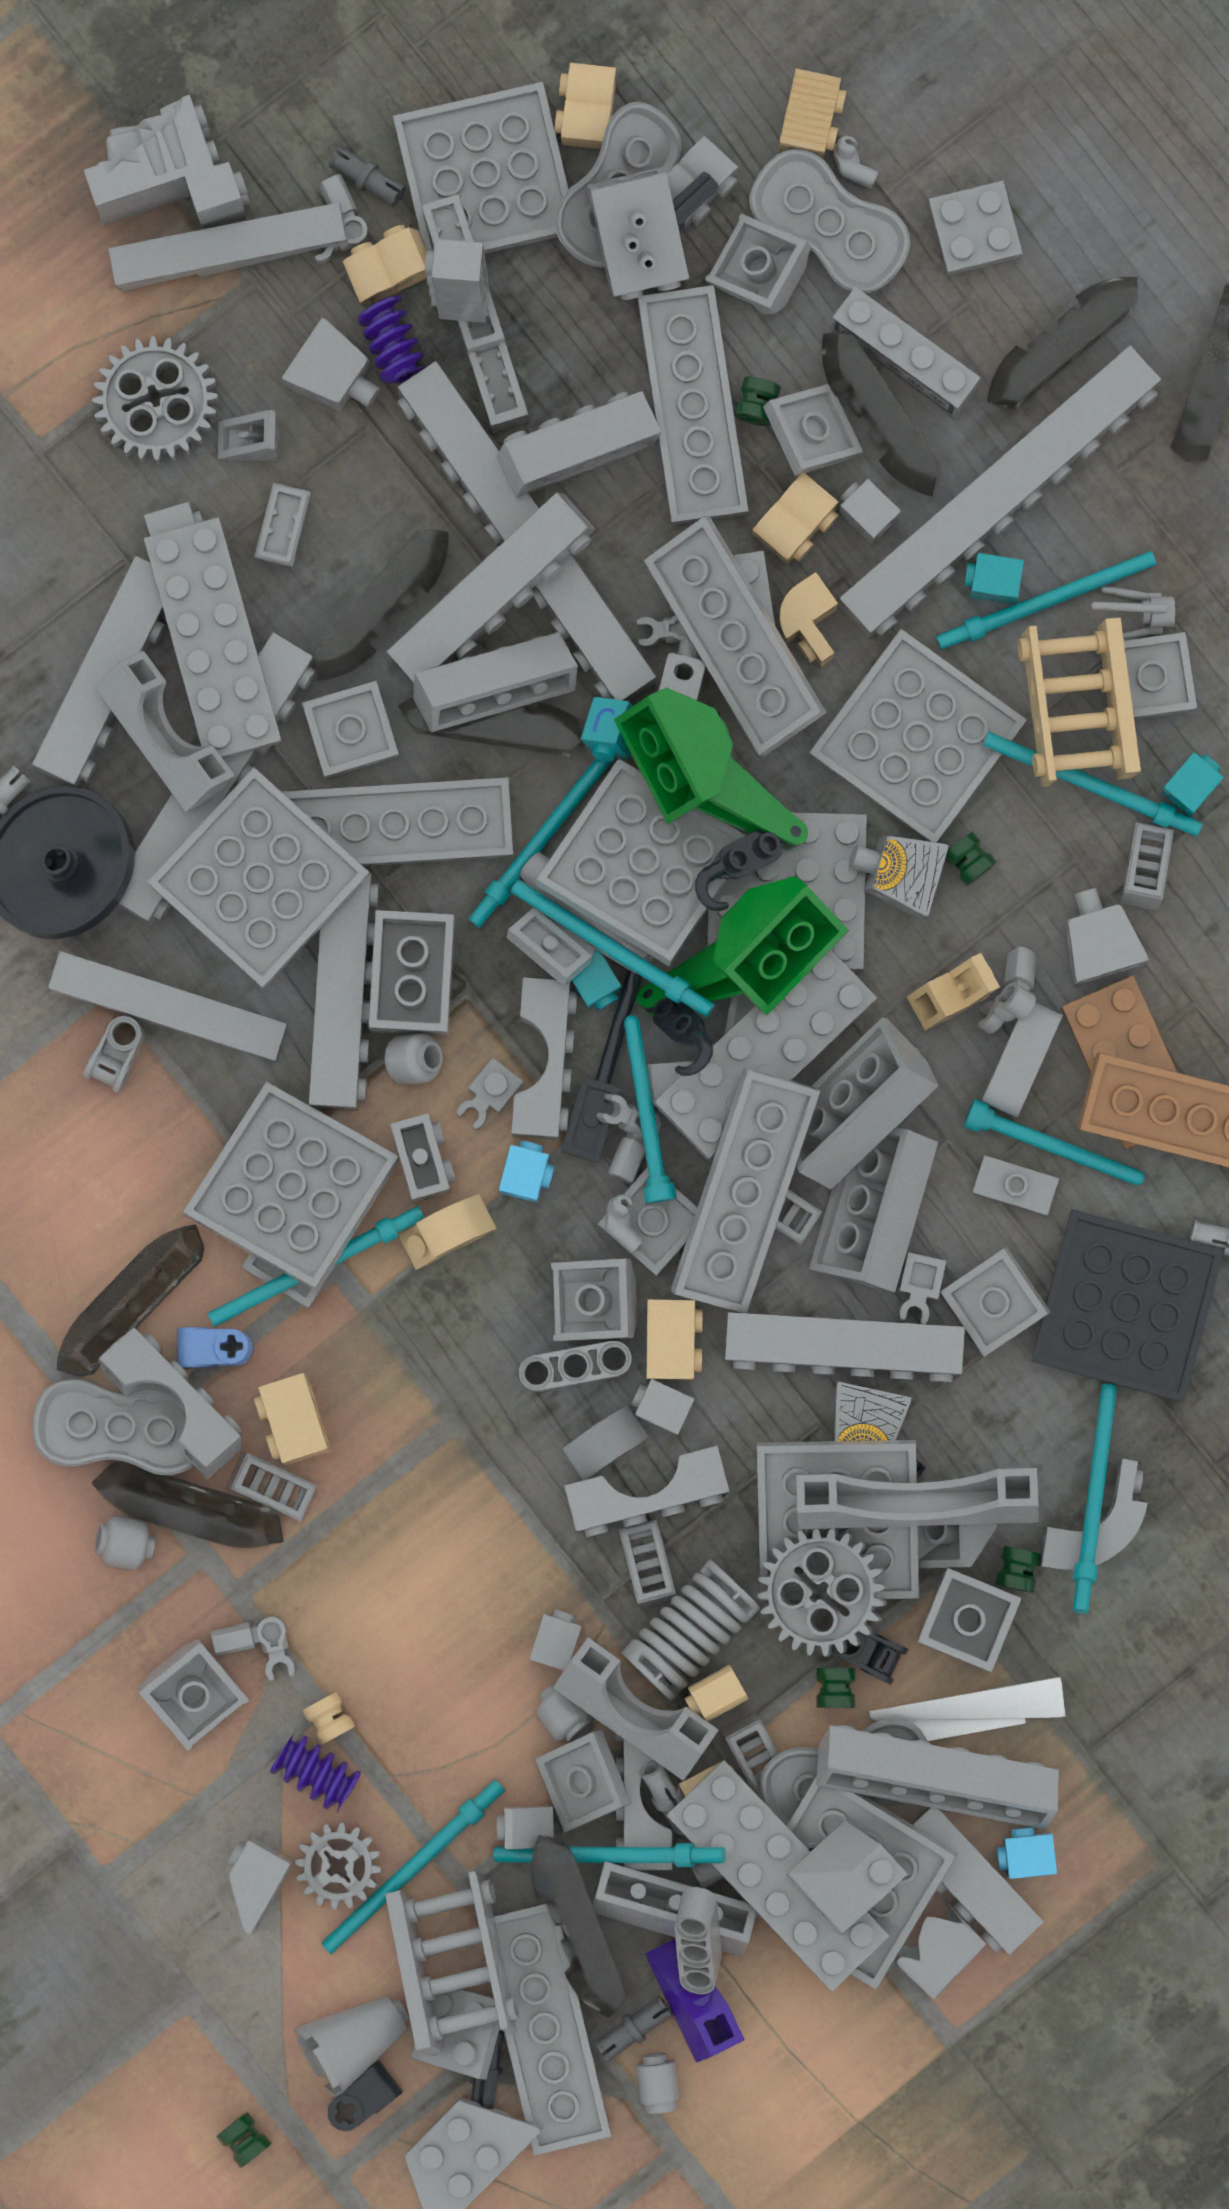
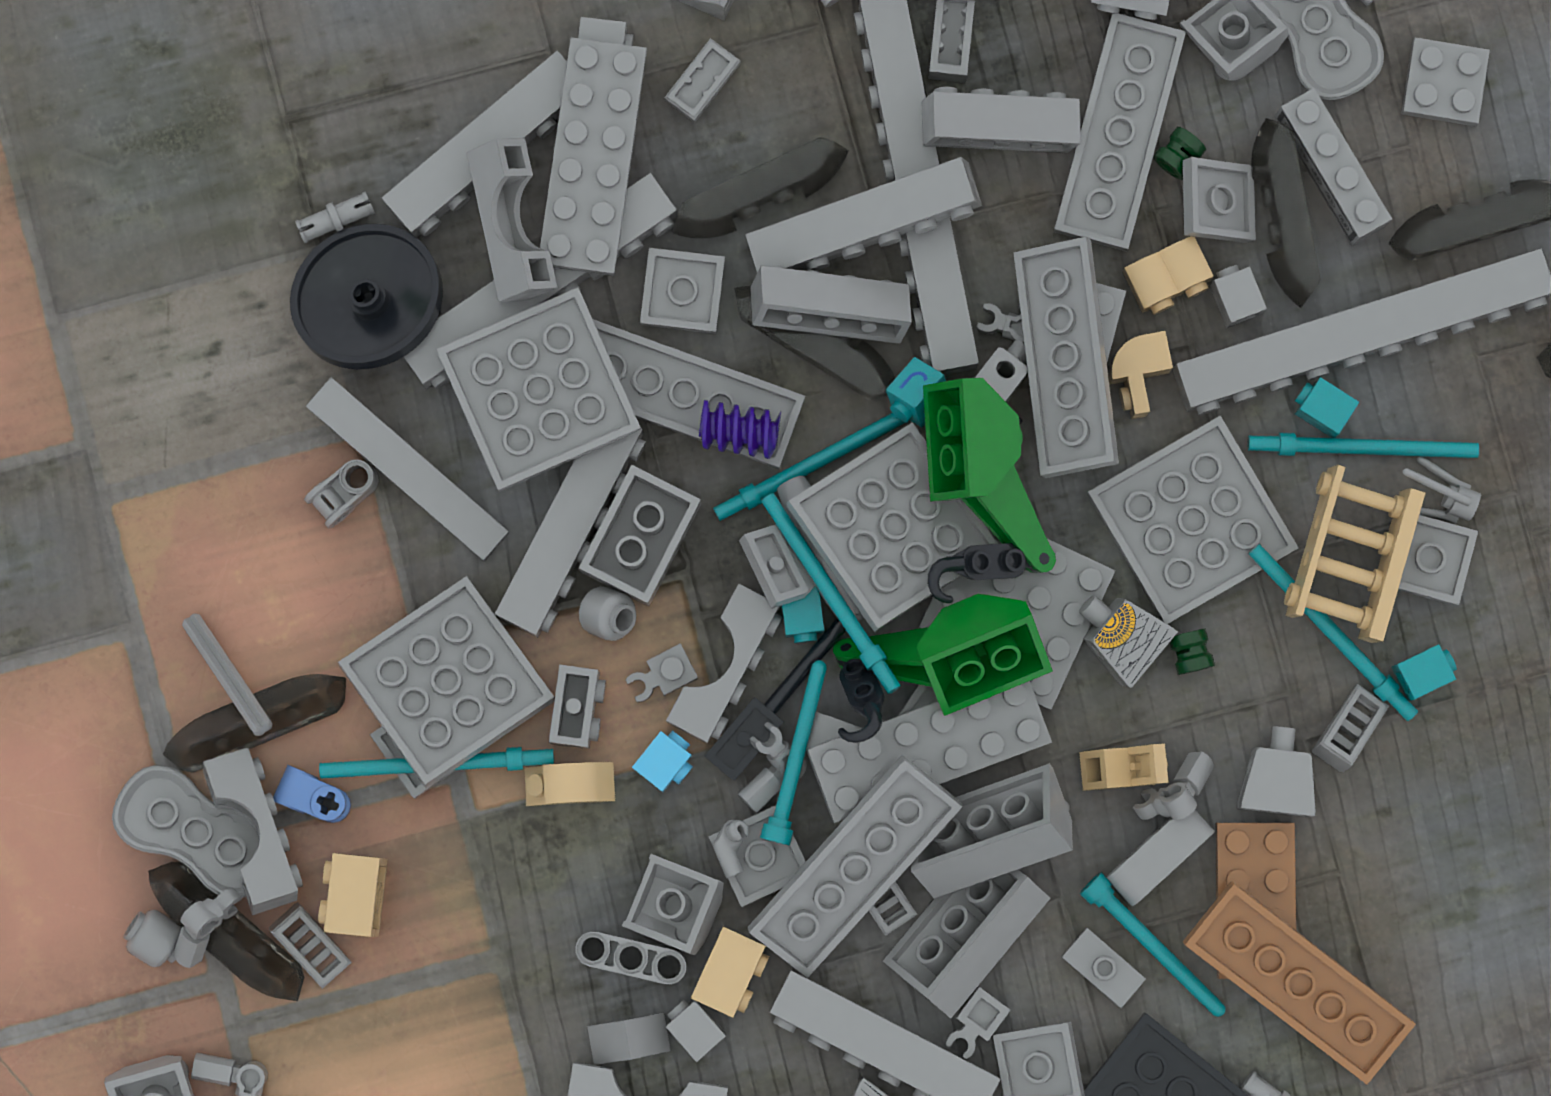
camera: 20 degrees right, 0 degrees up
(84, 1268) = (227, 674): none -> light grey axle
(162, 1506) = (199, 922): none -> light grey bar
(461, 834) = (739, 429): none -> dark purple piece

